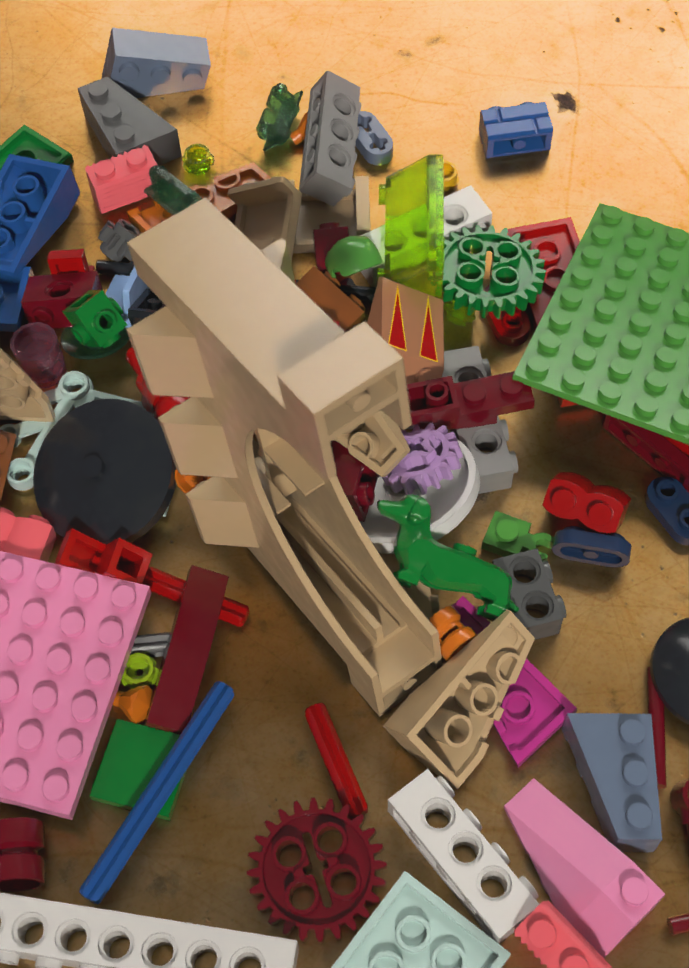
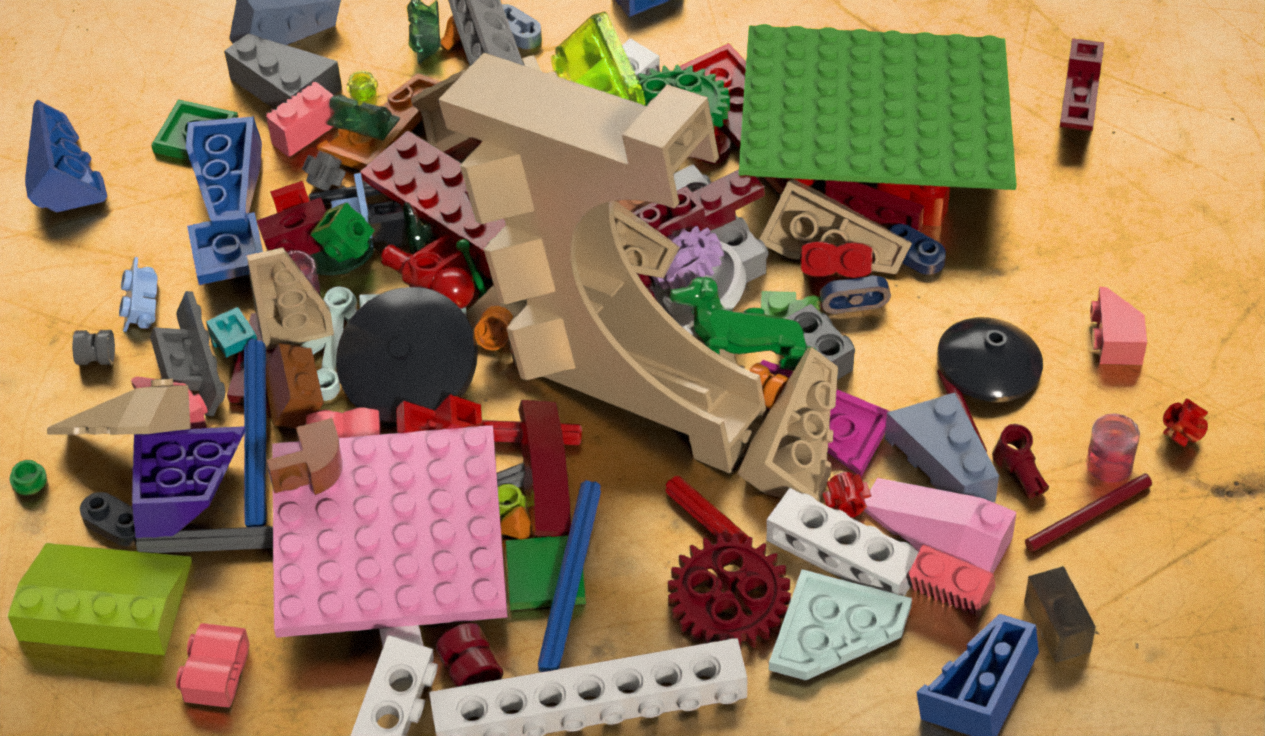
camera: 20 degrees left, 10 degrees down
(489, 794) = (847, 493): none -> red gear
(583, 444) = (811, 216): none -> tan wedge

